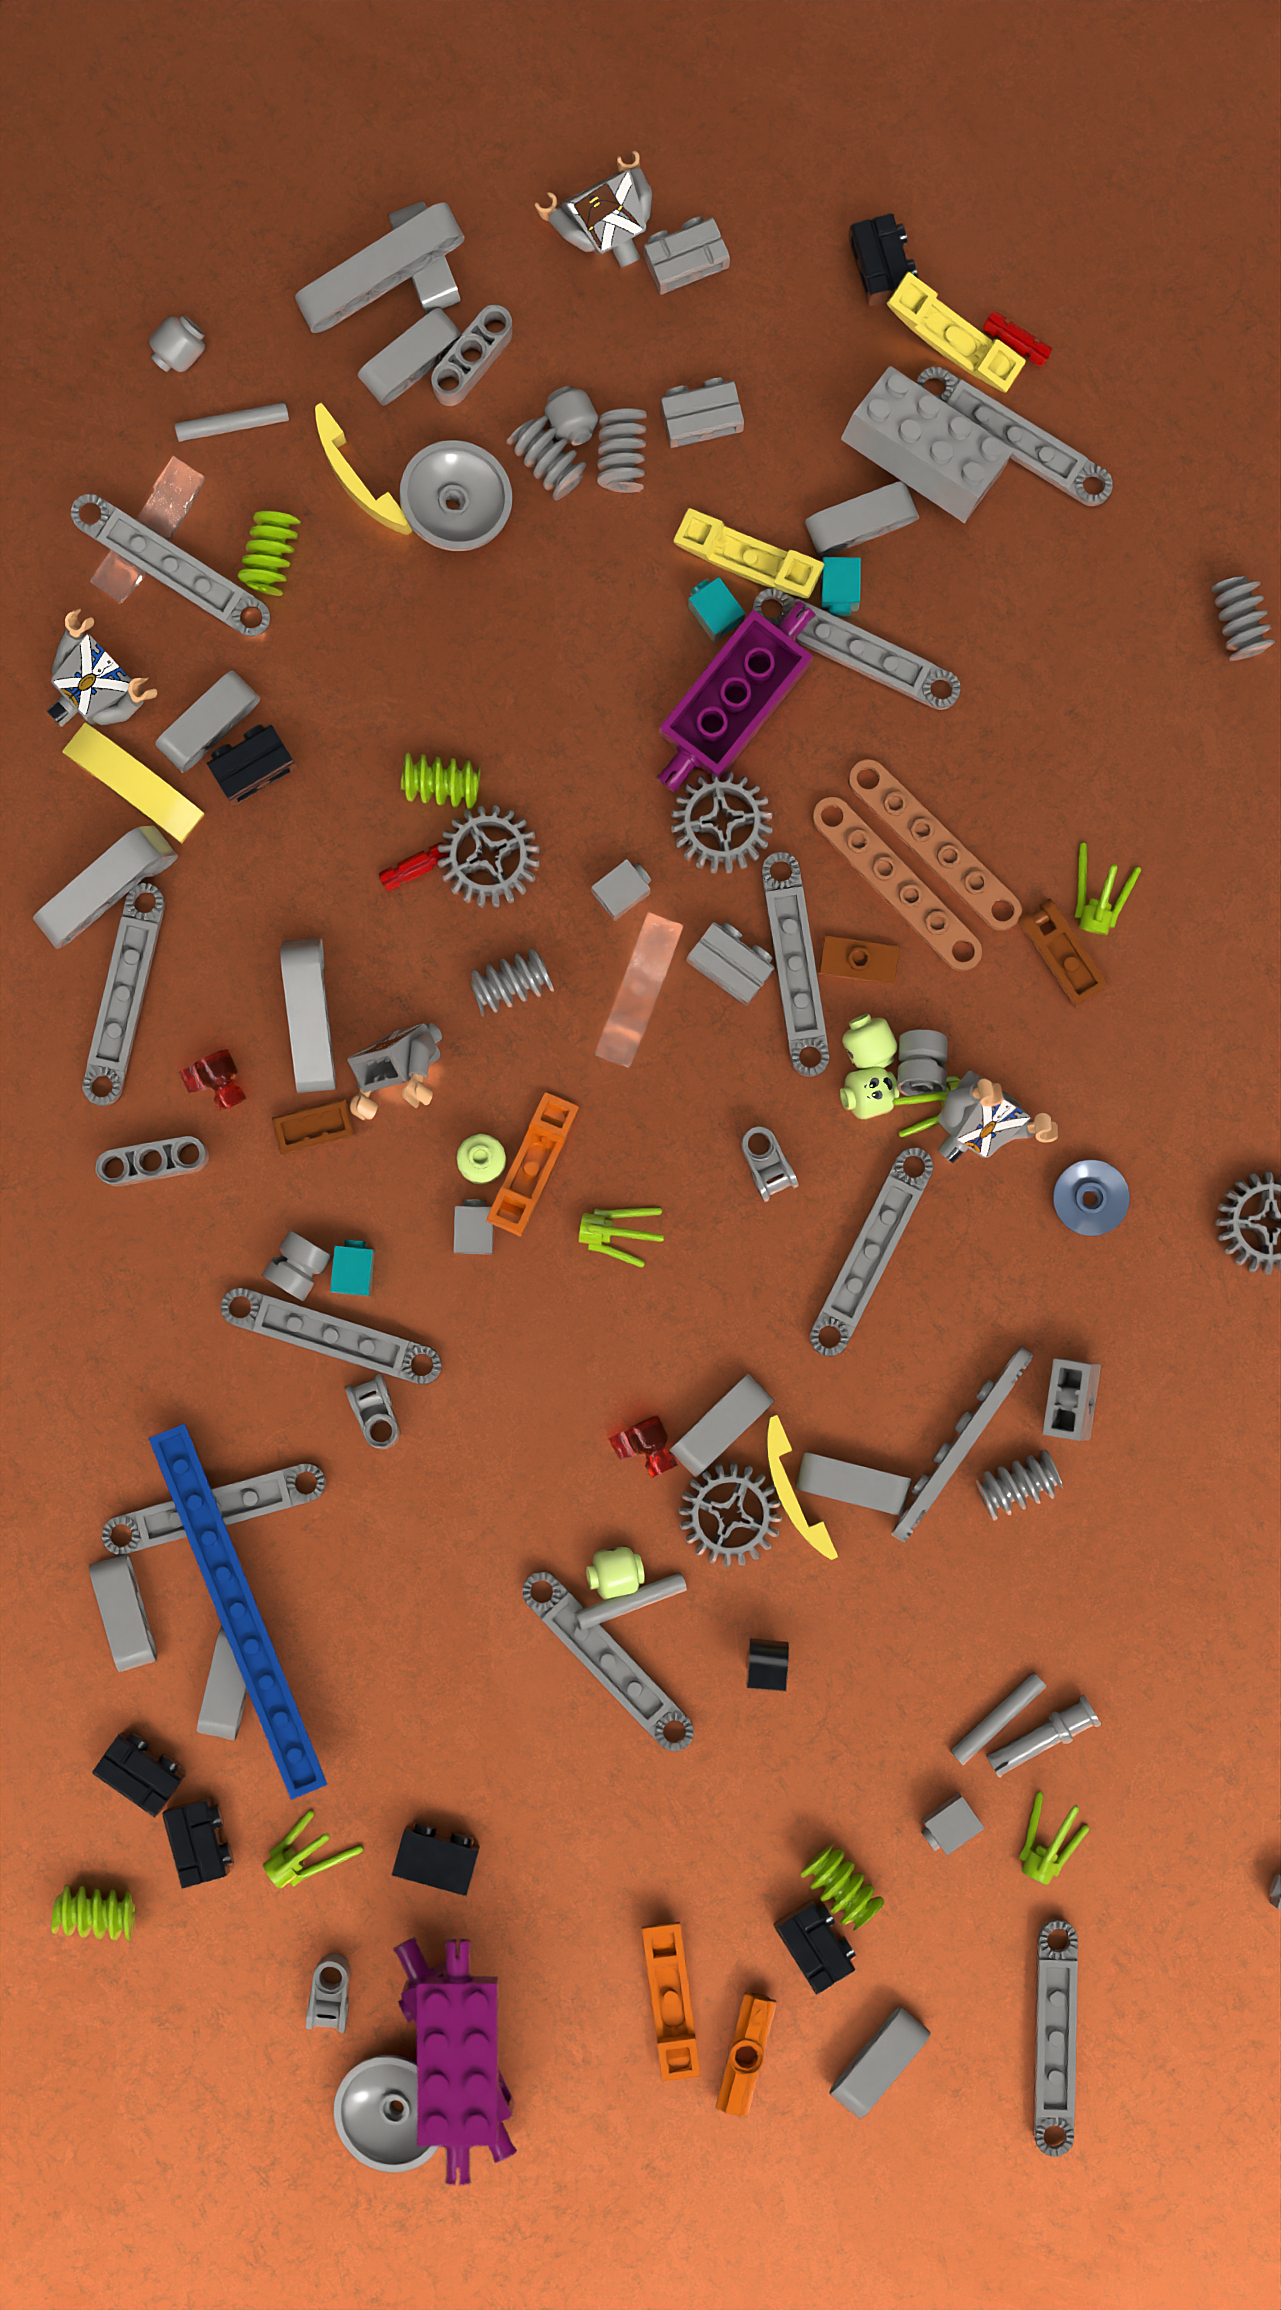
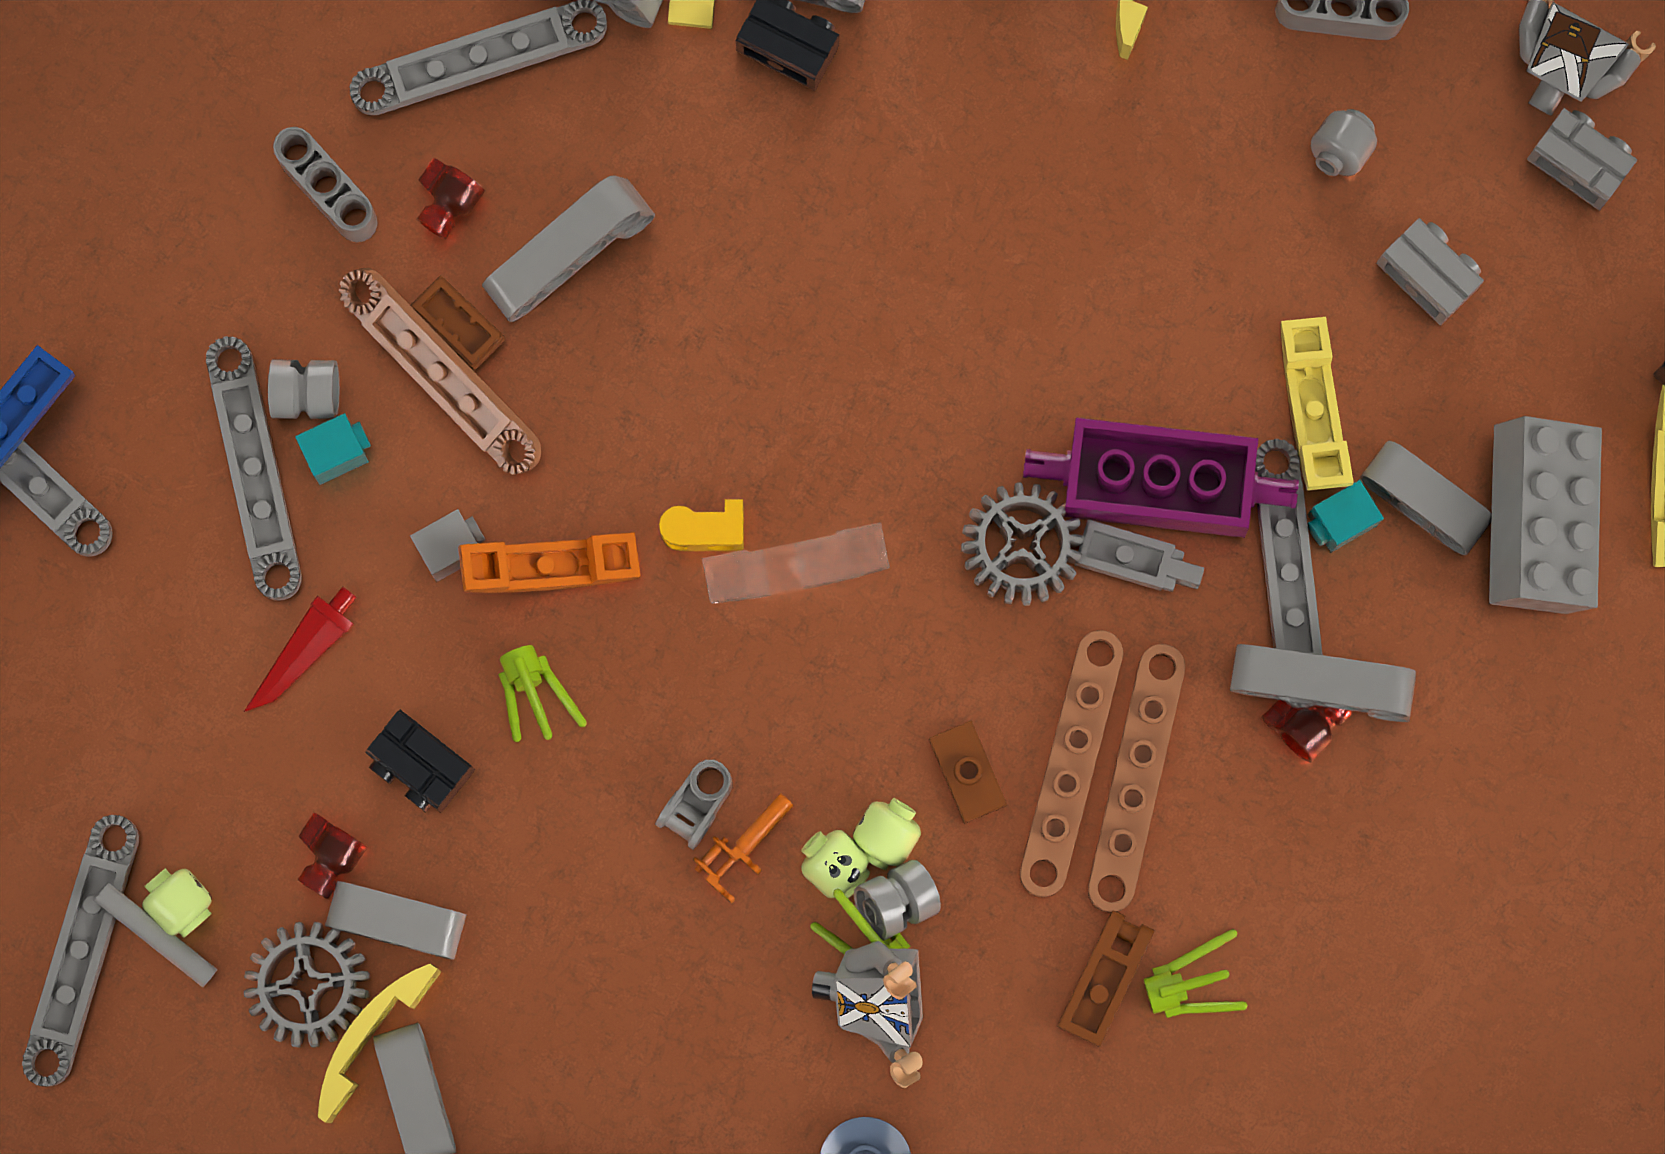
camera: 60 degrees right, 5 degrees down
(341, 1160) = (440, 371): none -> nougat plate
(374, 1409) = (202, 555): light grey piece -> none
(394, 1061) = (570, 359): light grey torso -> none
(411, 867) = (785, 264): red axle -> none
(440, 781) = (886, 237): lime piece -> none
(459, 474) = (1209, 60): light grey dish -> none
(480, 1365) = (313, 636): none -> red bar
(481, 1159) = (524, 508): yellowish green head -> none
(503, 847) = (824, 321): light grey gear -> none
(510, 981) = (724, 428): light grey piece -> none
(547, 457) = (1285, 144): light grey piece -> none
(567, 1052) = (704, 531): none -> yellow leg
(619, 450) = (1340, 210): light grey piece -> none
(619, 1342) = (419, 762): none -> black brick
(622, 889) = (890, 484): light grey brick -> none
(715, 608) = (1239, 404): teal brick -> none
(731, 962) = (882, 641): light grey brick -> none
(767, 1664) = (166, 1115): black brick -> none
(780, 749) = (1136, 558): none -> light grey hinge
(795, 964) = (922, 708): light grey plate -> none
(816, 1148) = (744, 845): none -> orange piece
(871, 1251) = (669, 967): light grey plate -> none
(950, 672) = (1325, 681): none -> light grey beam
(974, 706) = (1305, 730): none -> clear red piece
(1031, 445) = (1616, 620): light grey plate -> none
(1243, 617) = (1576, 953): light grey piece -> none

